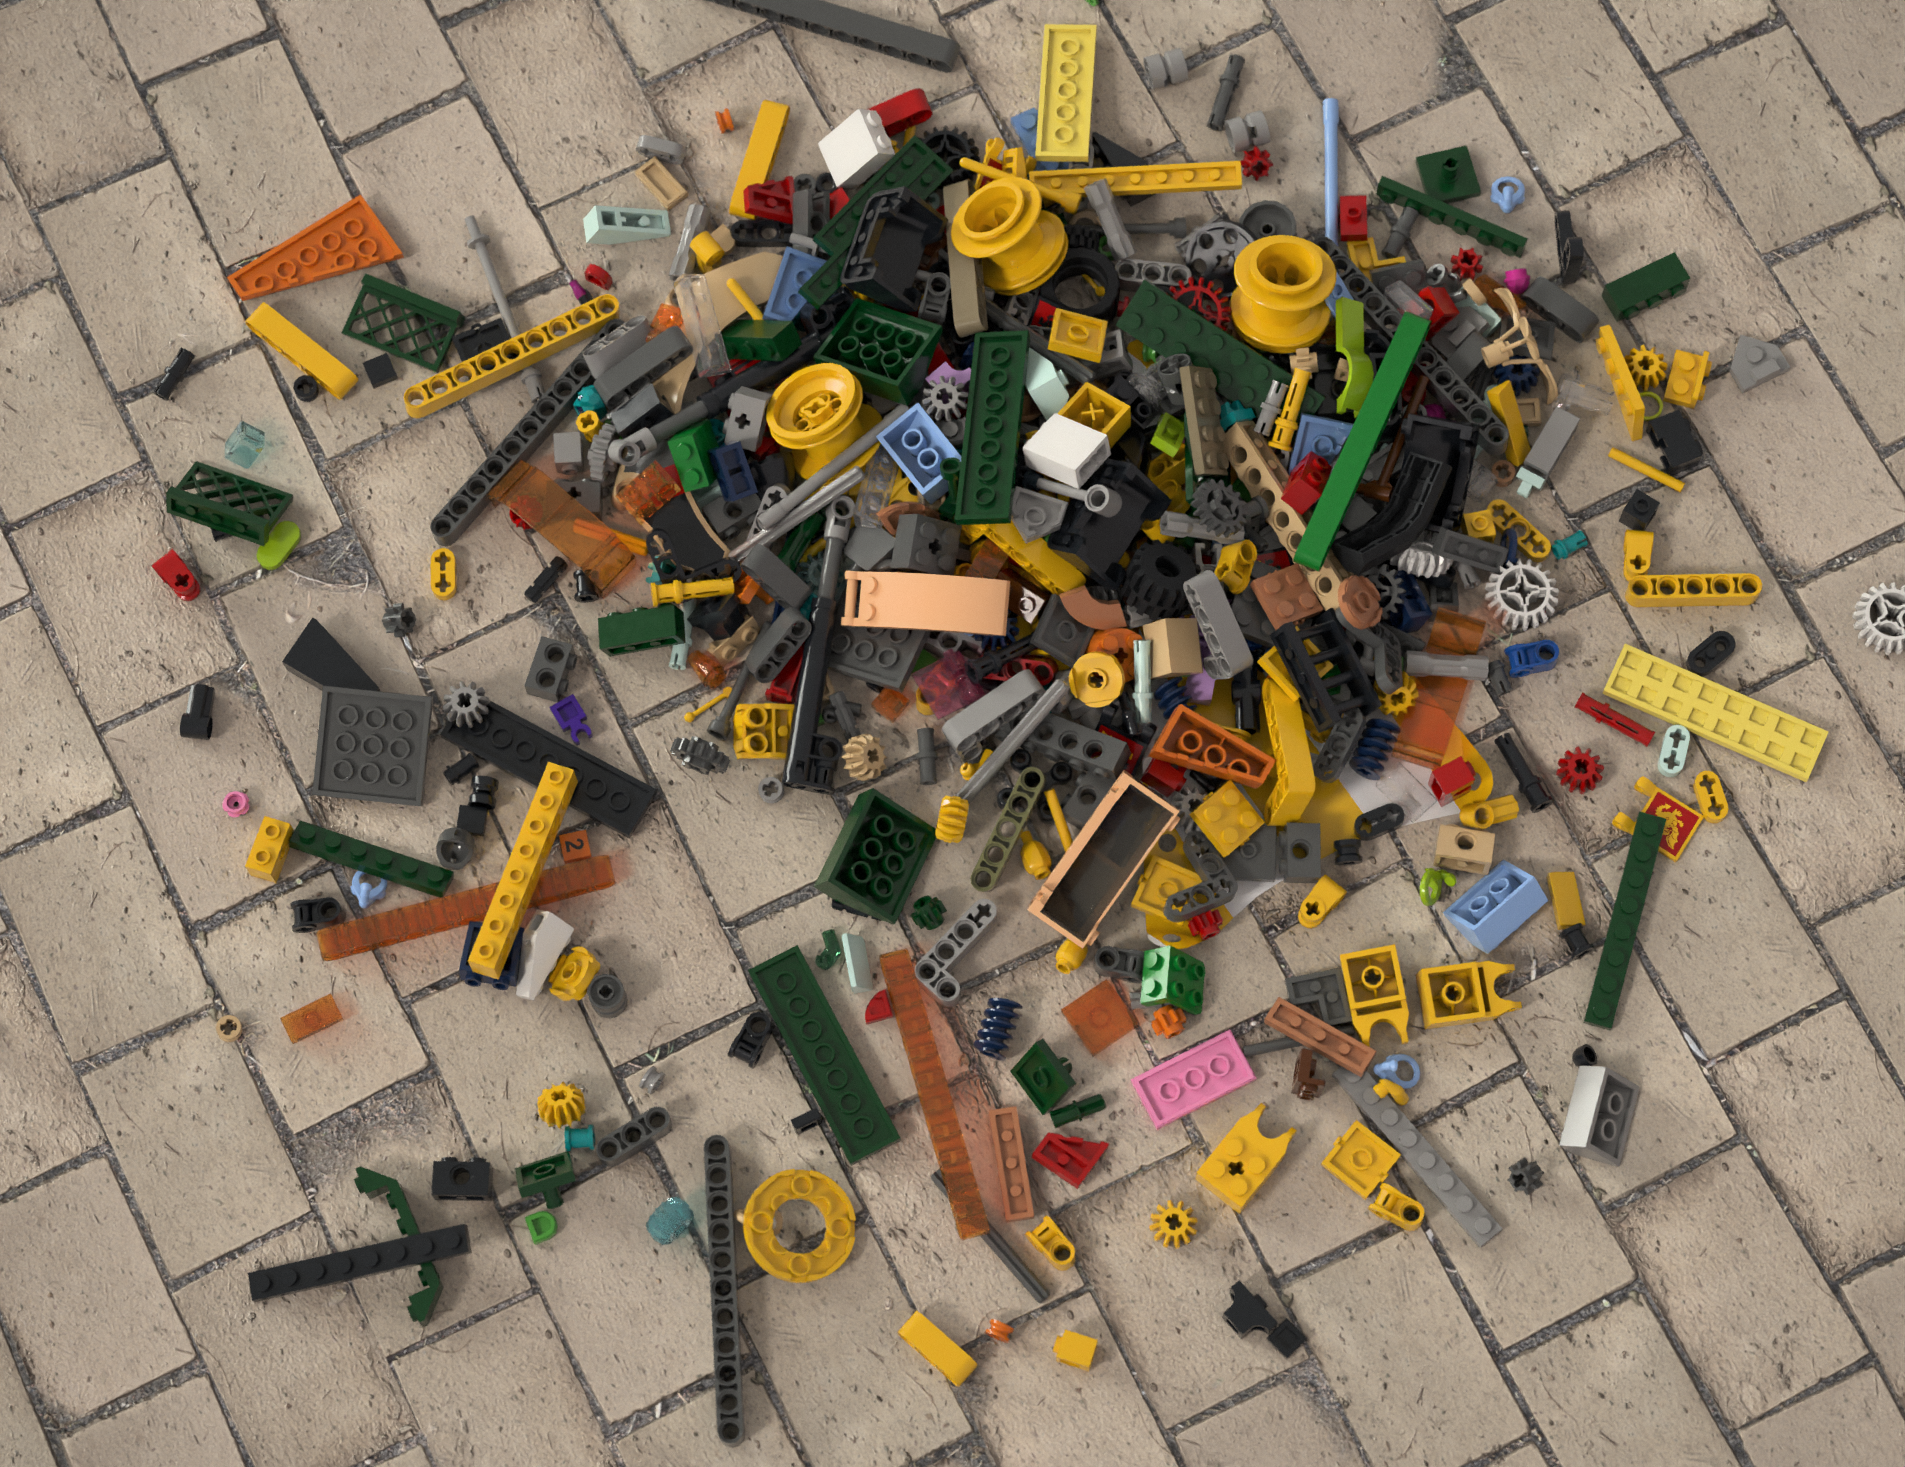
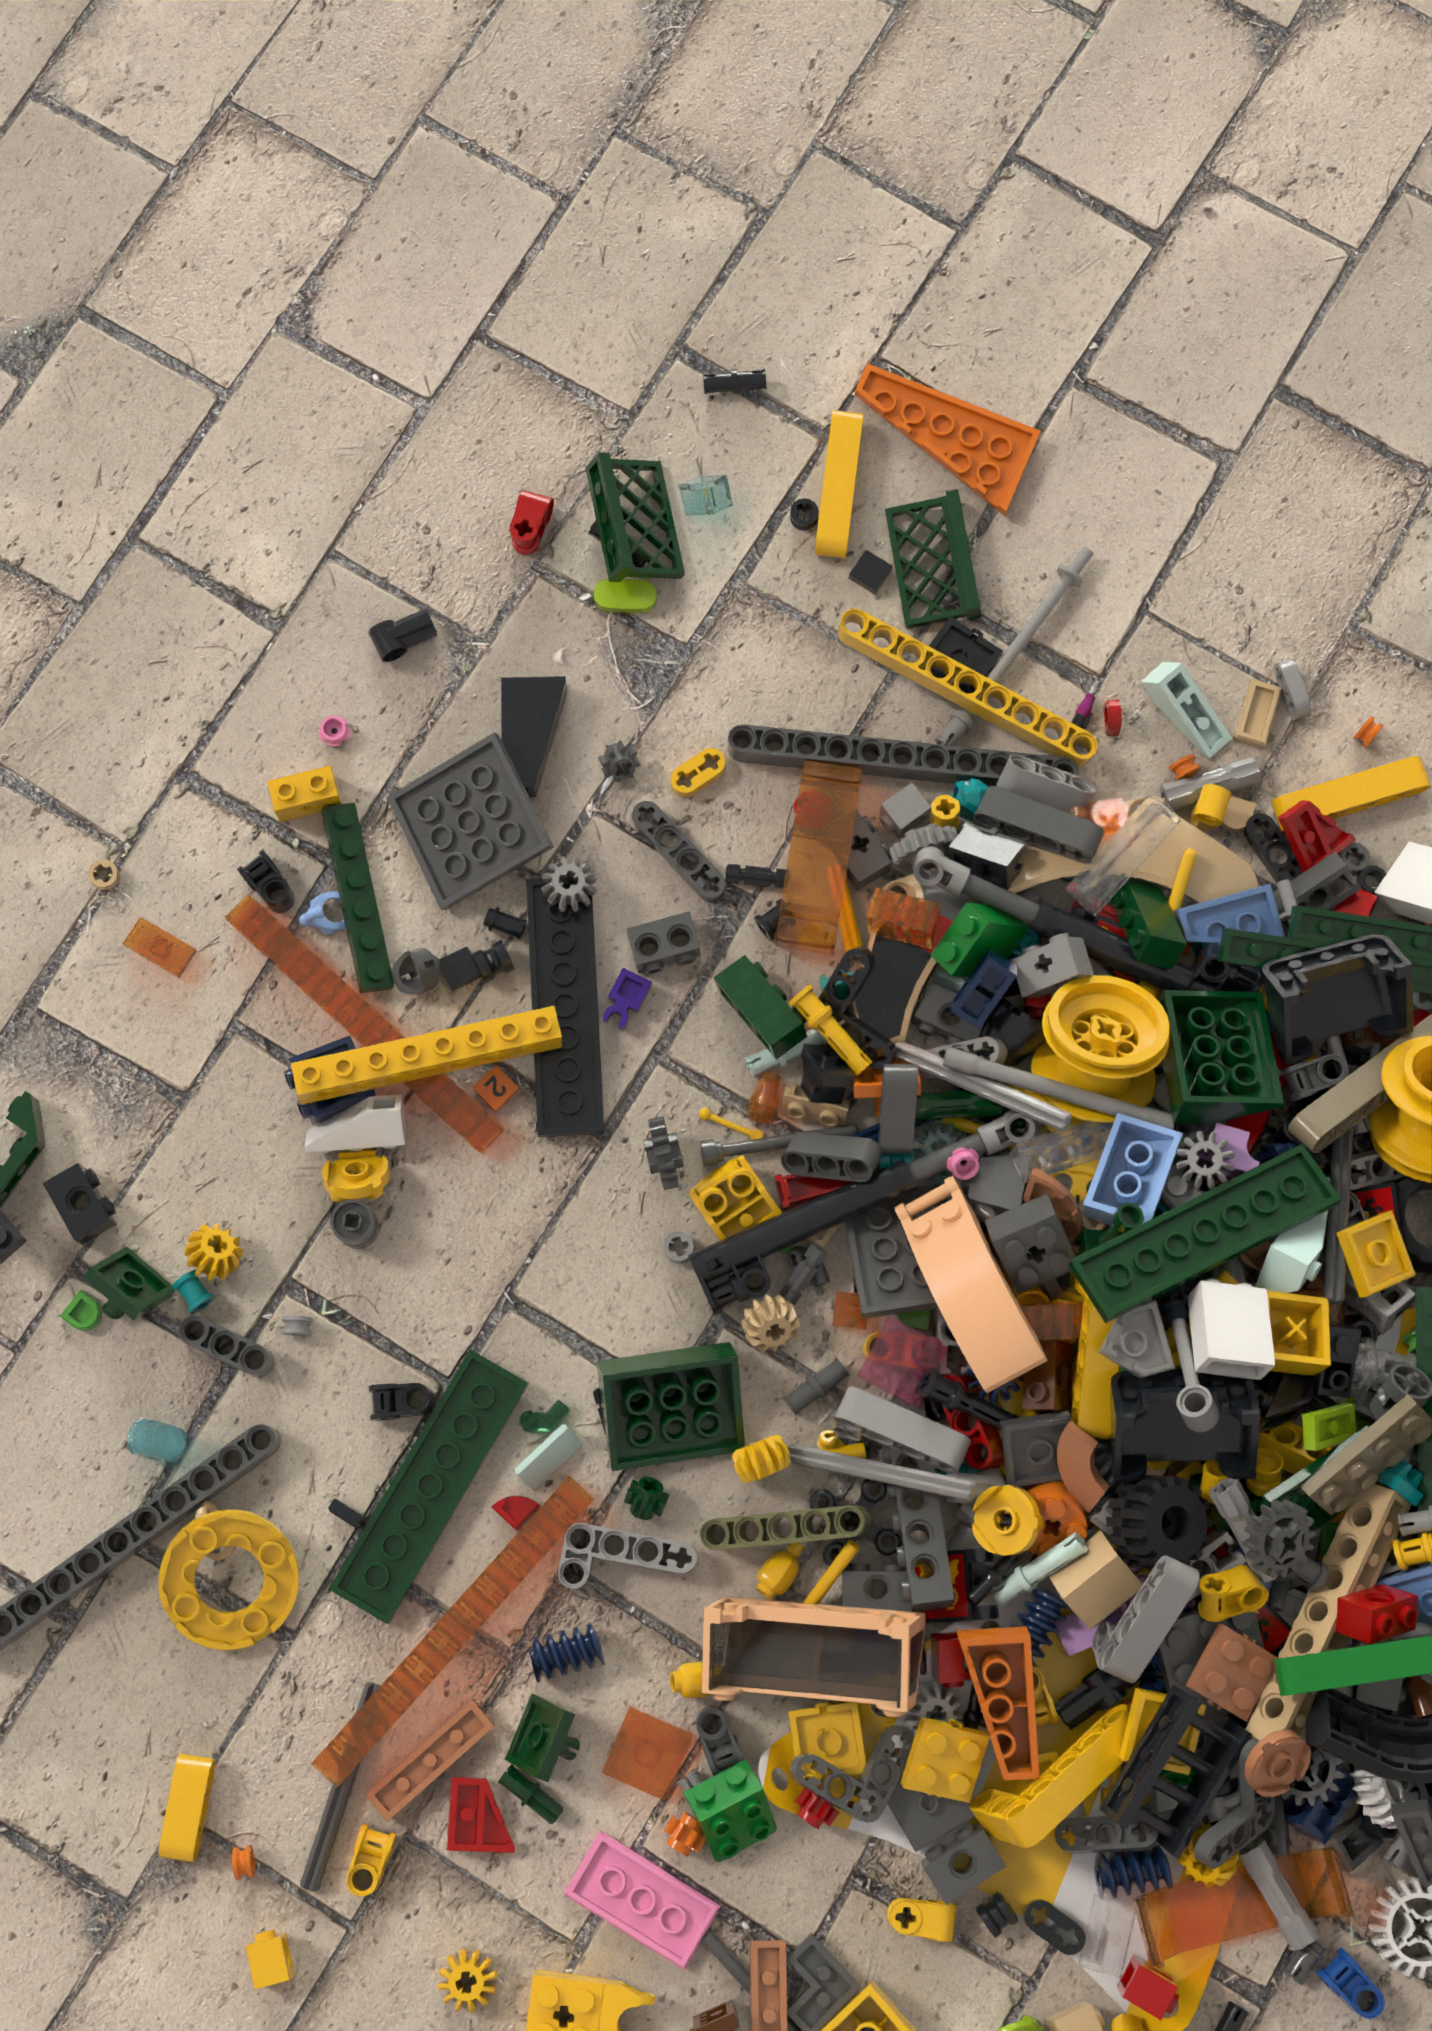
camera: 55 degrees right, 5 degrees up
(491, 625) = (681, 849): none -> dark grey beam
(667, 252) = (1185, 767): none -> orange bush
(847, 558) = (968, 1168): none -> bright pink plate

